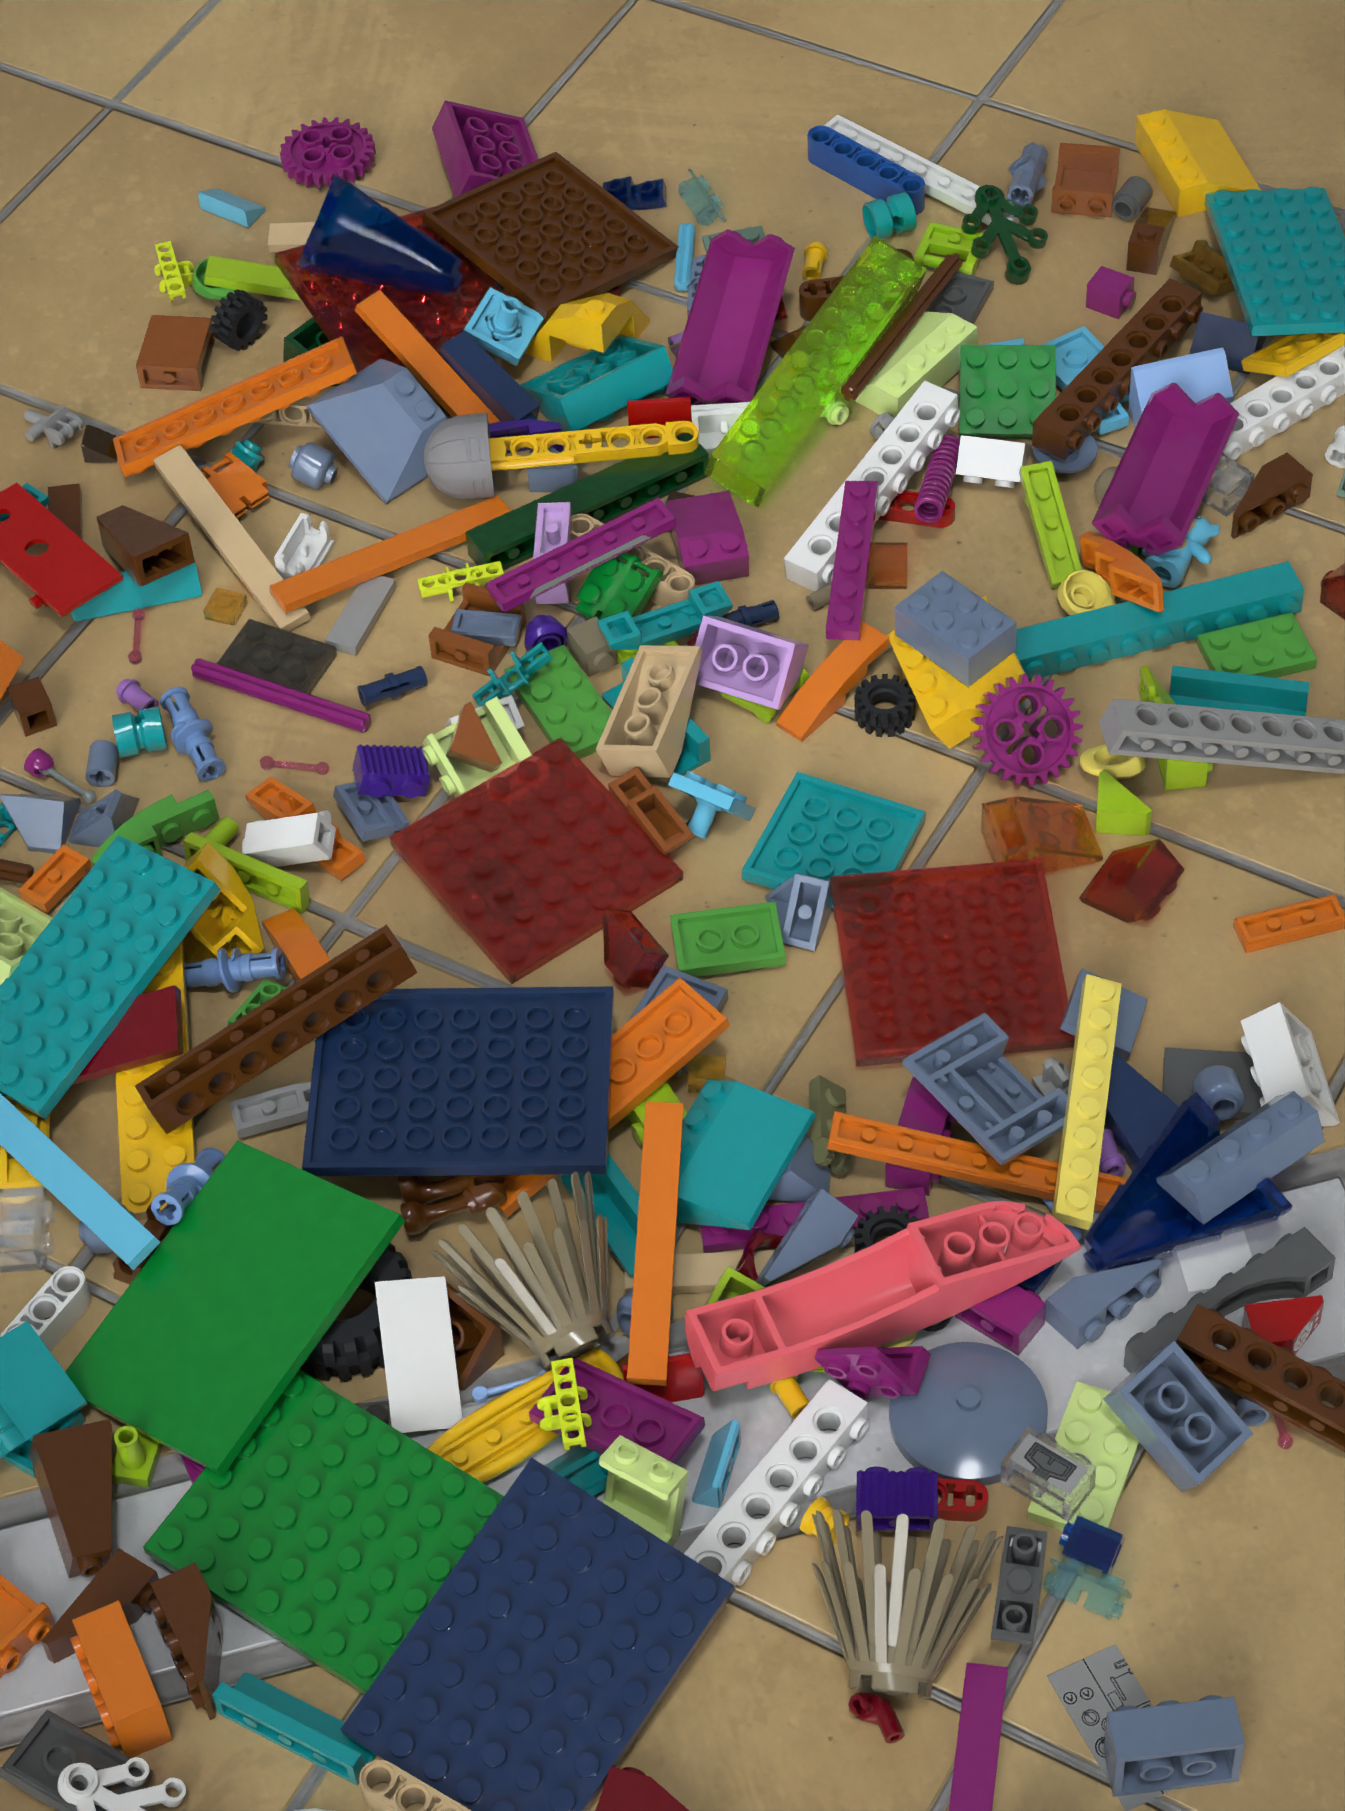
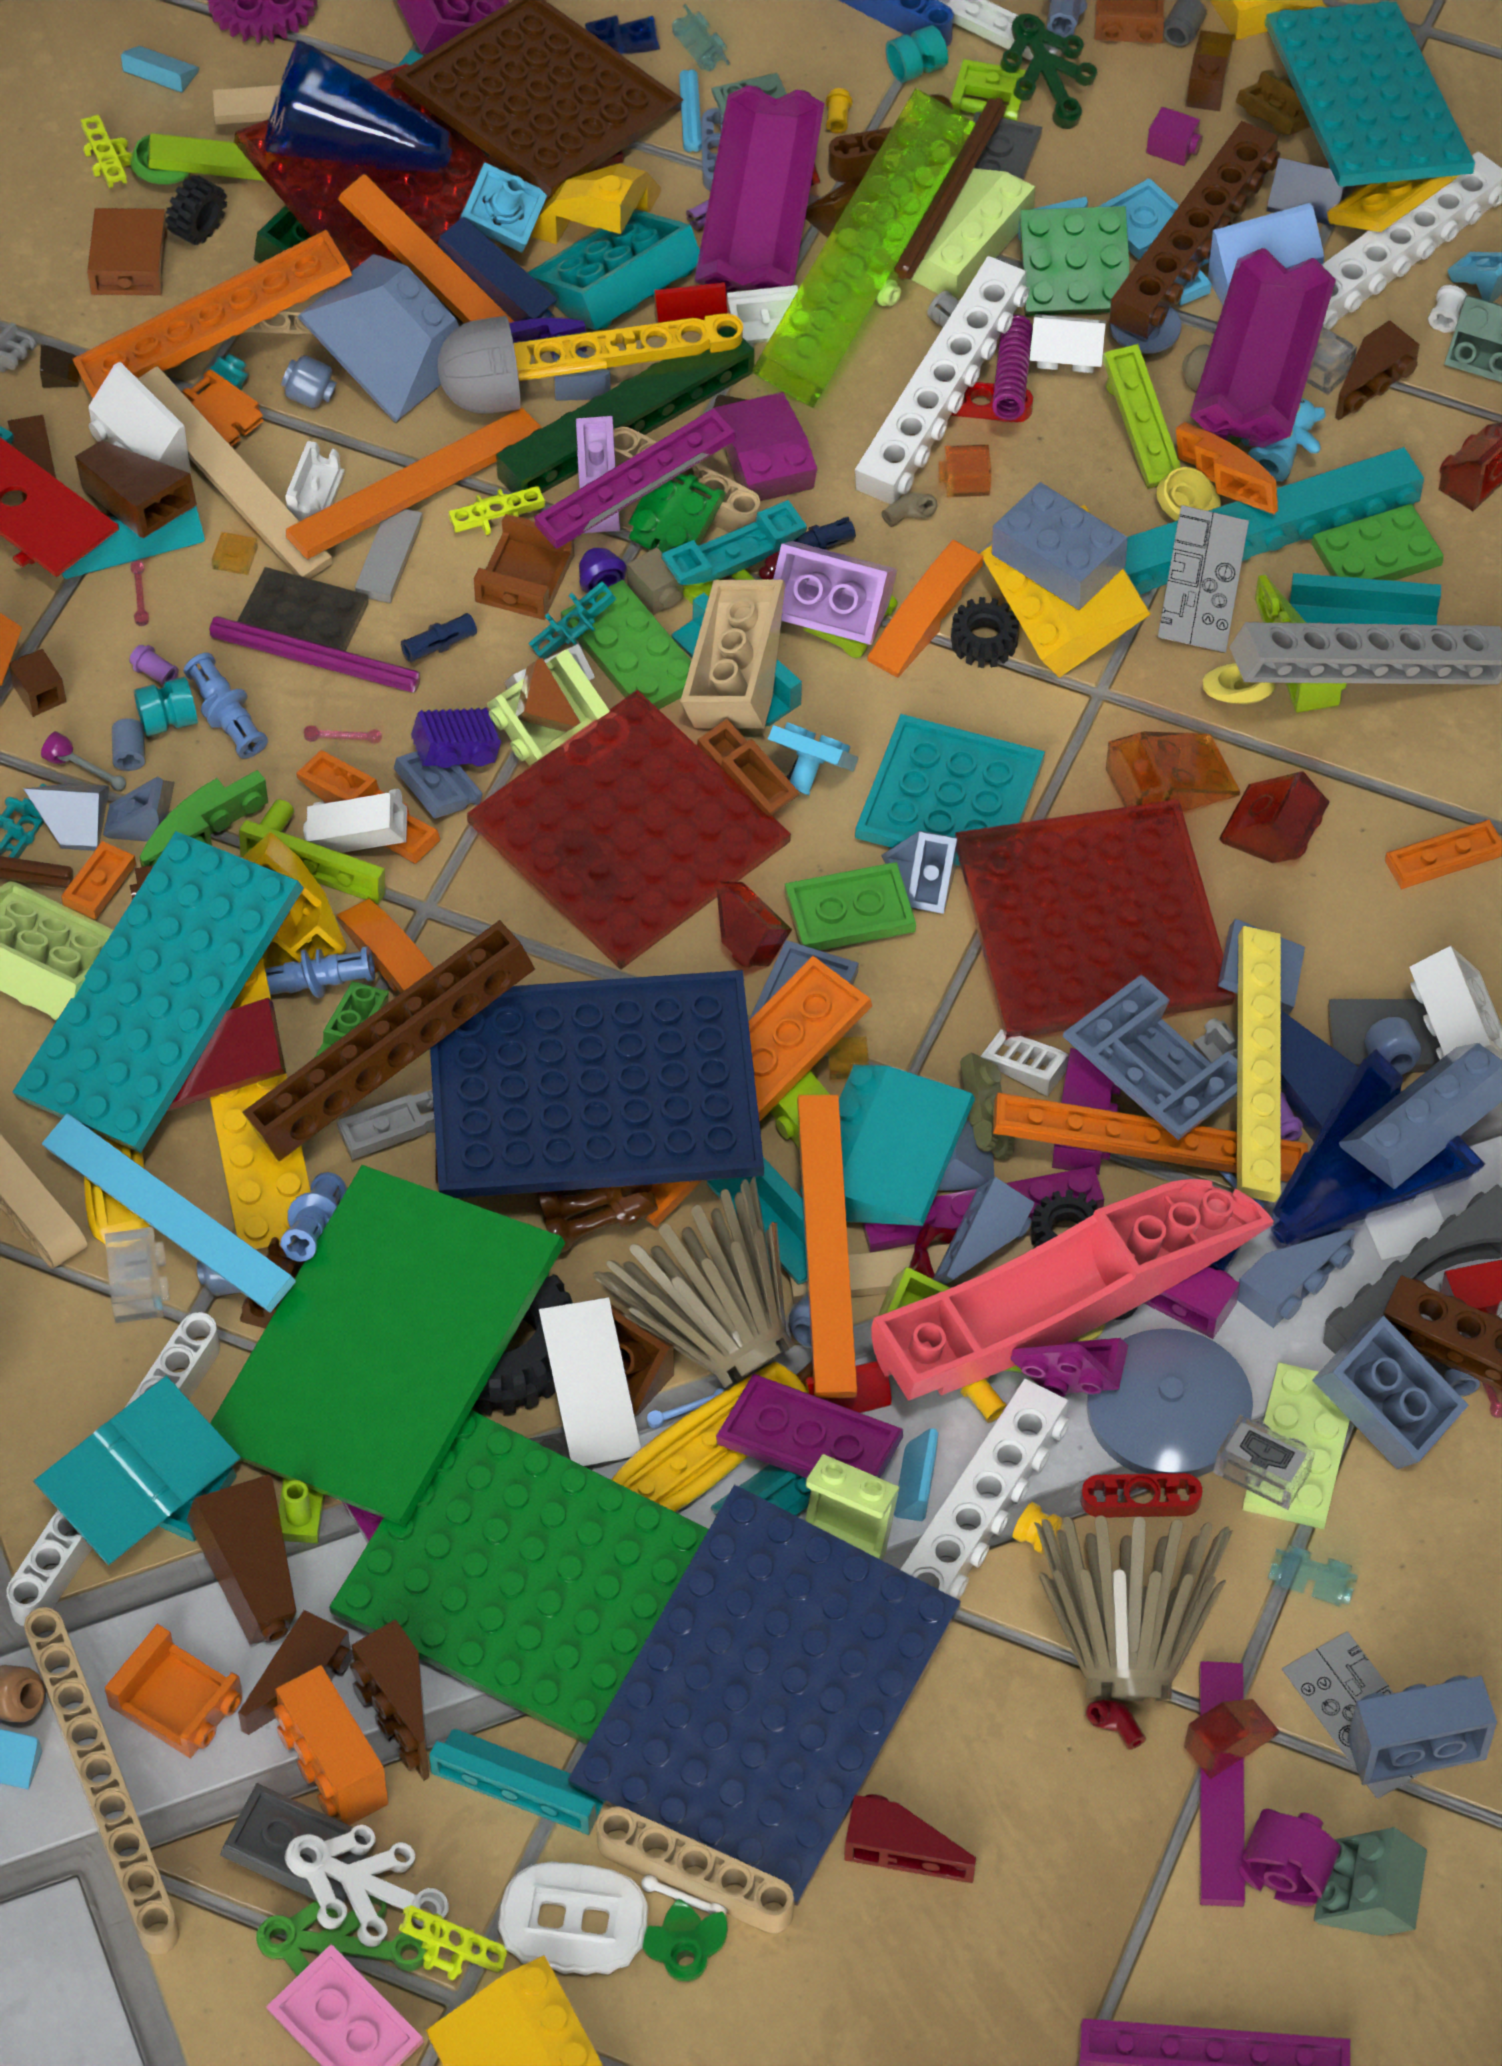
camera: 10 degrees left, 5 degrees up
(155, 490) = (136, 420): none -> white slope
(488, 626) = (535, 564): sand blue tile -> none
(565, 1397) = (756, 1416): neon yellow piece -> none
(852, 560) = (933, 469): magenta plate -> none
(883, 1105) = (1031, 1076): none -> white slope
(894, 1493) = (1114, 1495): dark purple brick -> none
(983, 1735) = (1228, 1734): none -> clear red slope
(1019, 1586) = (1247, 1579): dark grey slope -> none
(1048, 751) = (1121, 633): magenta gear -> none
(1091, 1544) = (1315, 1531): clear blue brick -> none
(1093, 661) = (1203, 578): none -> light grey sticker
(1120, 810) = (1252, 738): lime slope -> none

